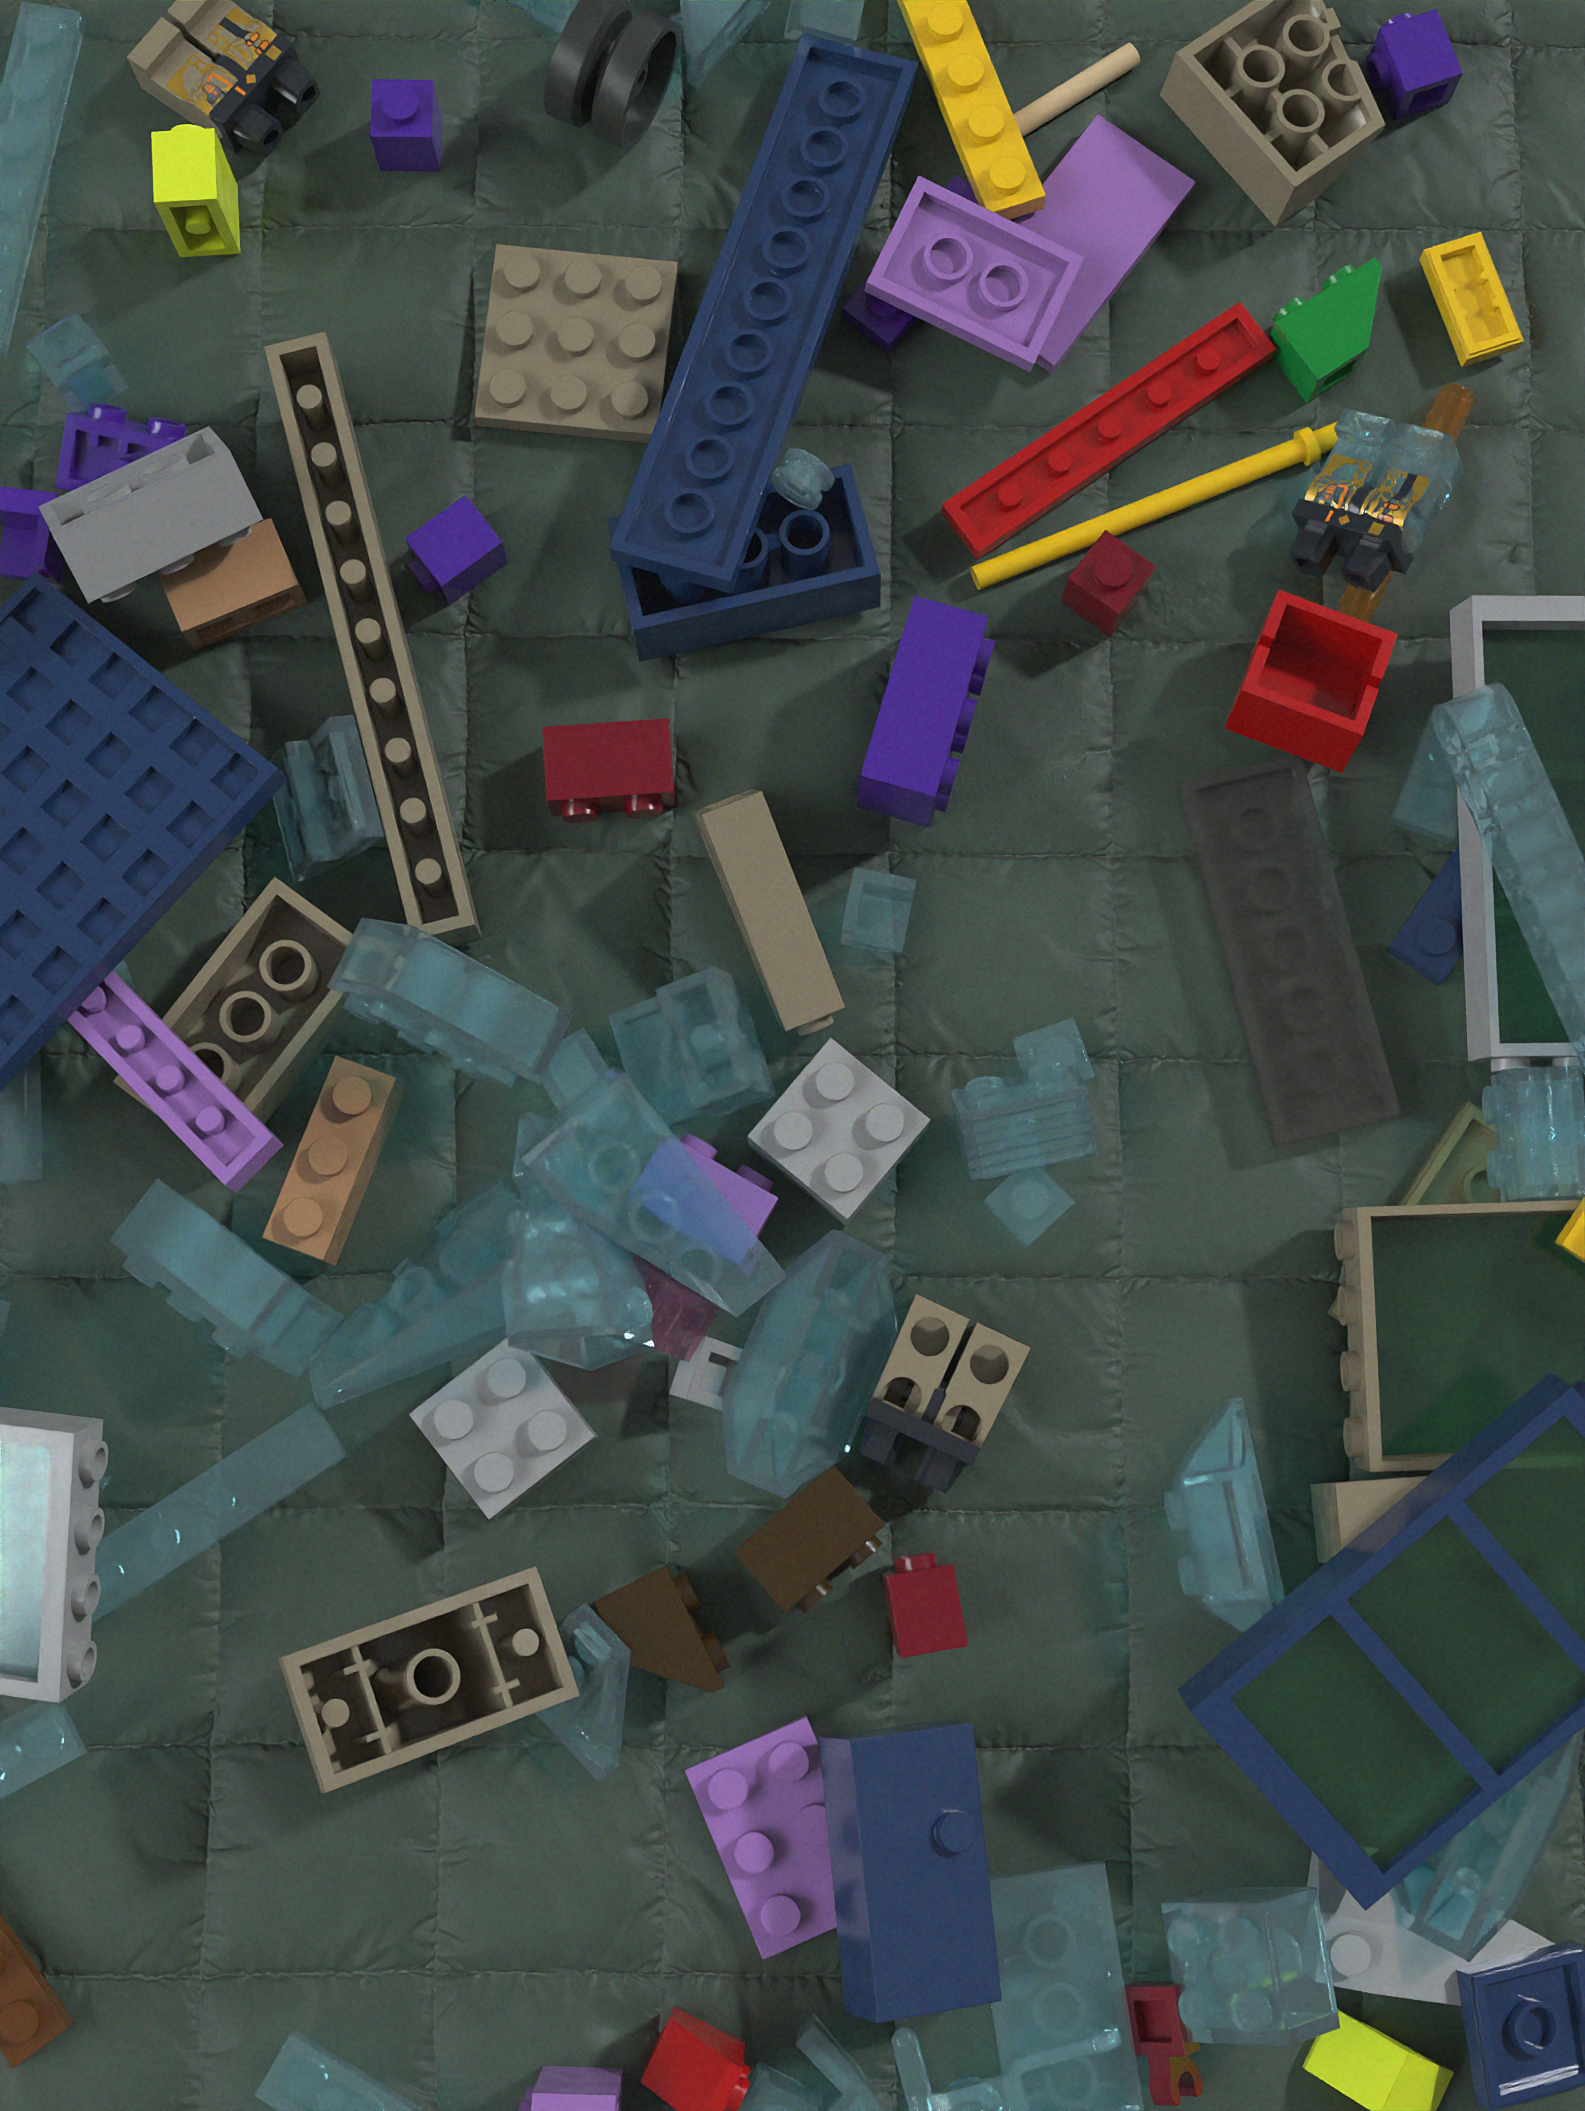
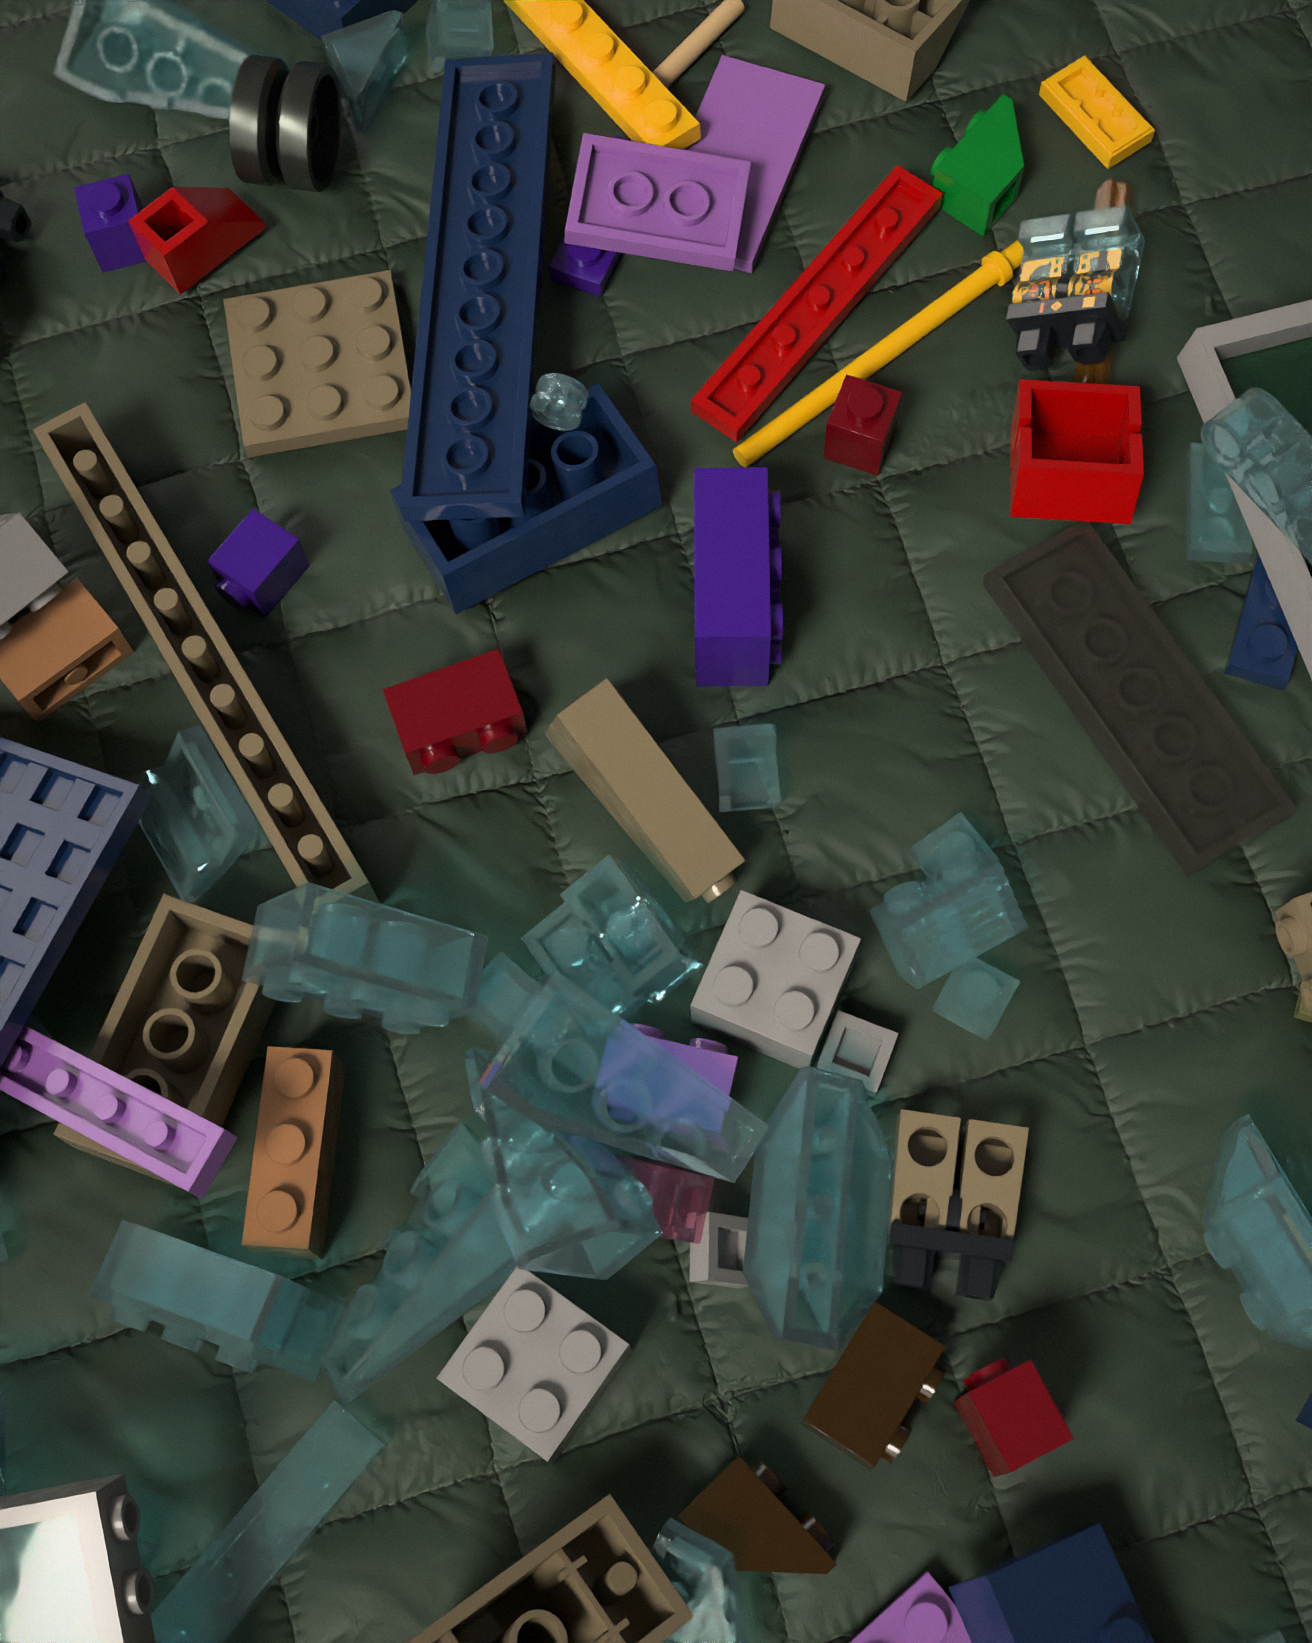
camera: 10 degrees left, 10 degrees down
(486, 160) = (193, 232): none -> red slope
(894, 1224) = (858, 1050): none -> light grey plate

